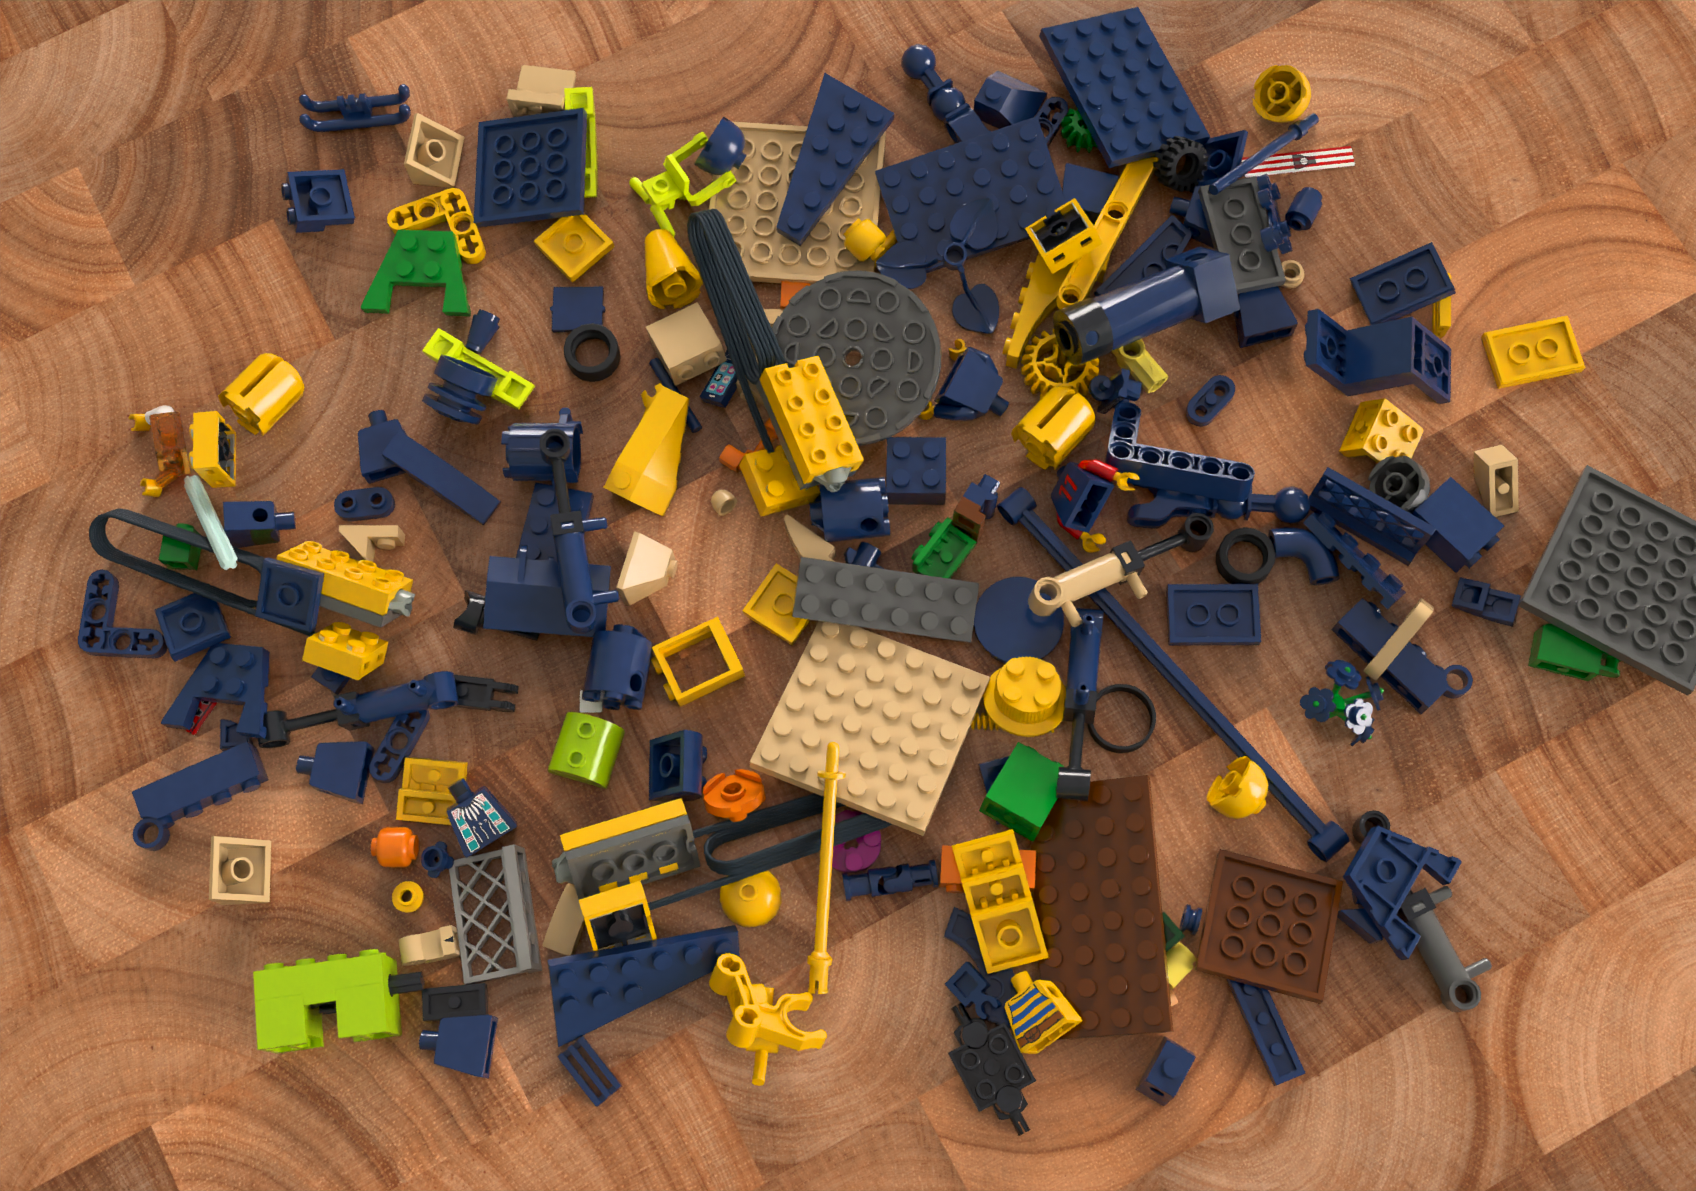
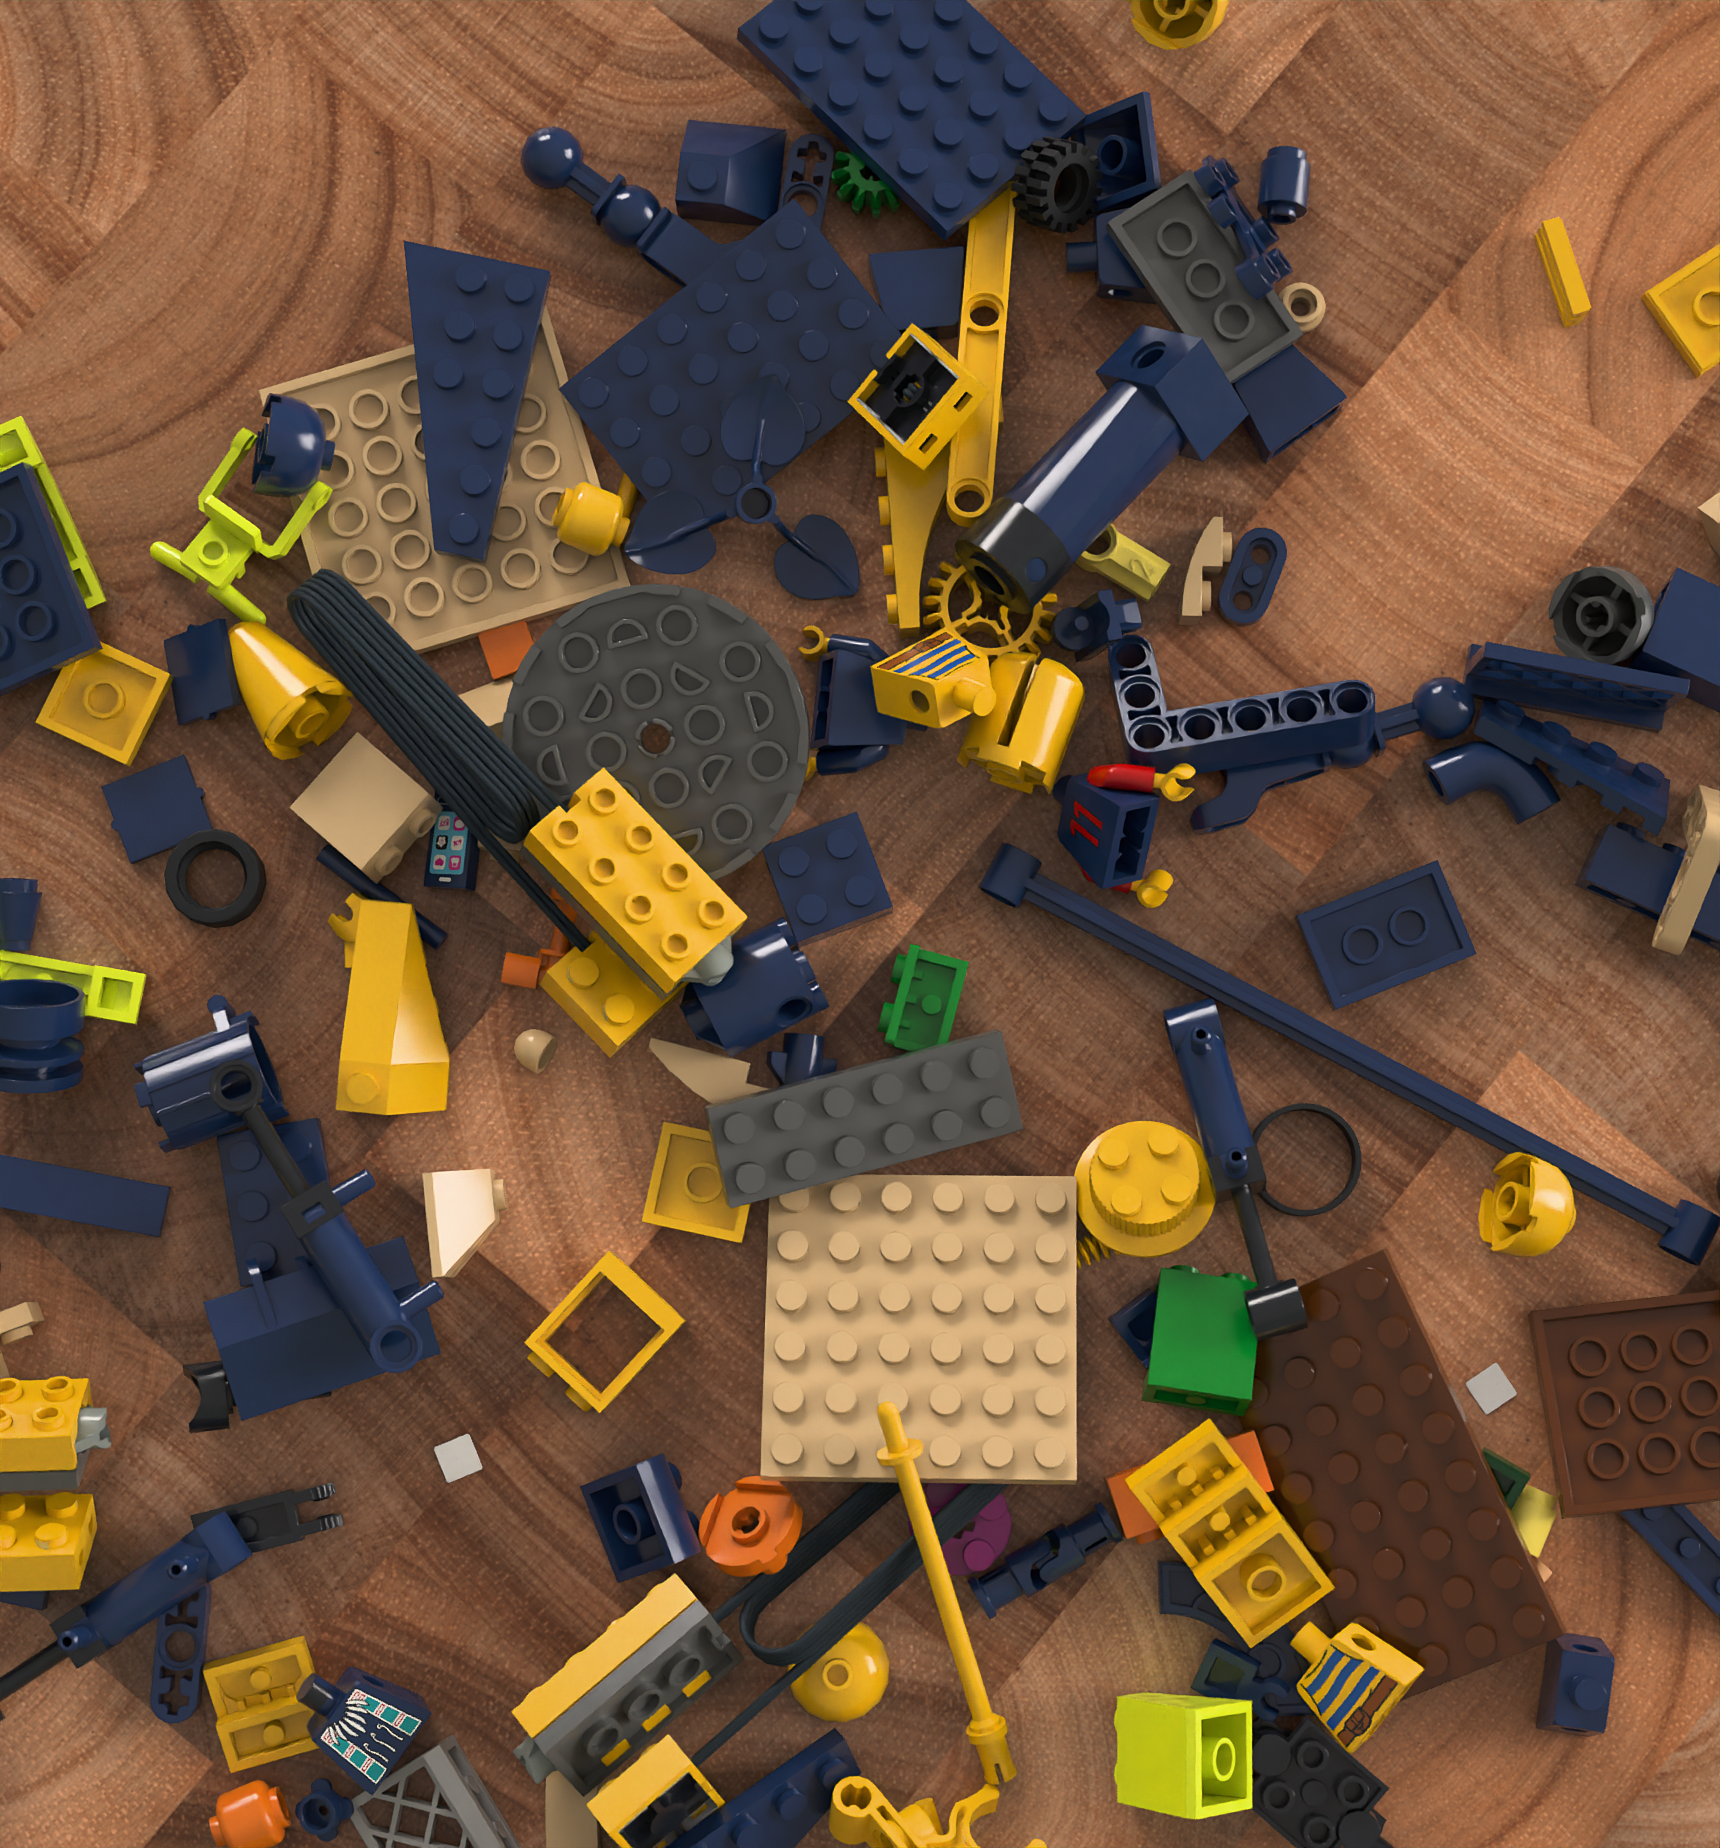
camera: 25 degrees left, 10 degrees up
(339, 769) = (105, 1733): dark blue torso -> none
(586, 749) = (485, 1543): lime brick -> none
(618, 668) = (484, 1396): dark blue cylinder -> none
(630, 247) = (202, 672): none -> dark blue piece
(926, 1013) = (1184, 1754): none -> neon yellow slope
(976, 506) = (943, 909): hips -> none
(1009, 626) = (1084, 1062): dark blue tile -> none
(1024, 382) = (934, 682): none -> yellow torso
(1120, 566) = (1202, 929): tan piece -> none
(1149, 258) = (1065, 375): dark blue wing -> none
(1181, 886) = (1491, 1388): none -> white sticker
(1184, 385) = (1206, 561): none -> tan slope
(1190, 919) = (1526, 1439): dark blue bush -> none
(1256, 538) = (1421, 788): black tyre -> none
(1295, 132) = (1221, 53): dark blue bar -> none
(1304, 161) = (1243, 98): sticker -> none
(1327, 704) = (1627, 970): dark blue plant -> none
(1378, 356) = (1495, 409): dark blue bracket -> none
(1381, 432) = (1541, 531): yellow bracket -> none
(1403, 285) = (1489, 264): dark blue tile -> none

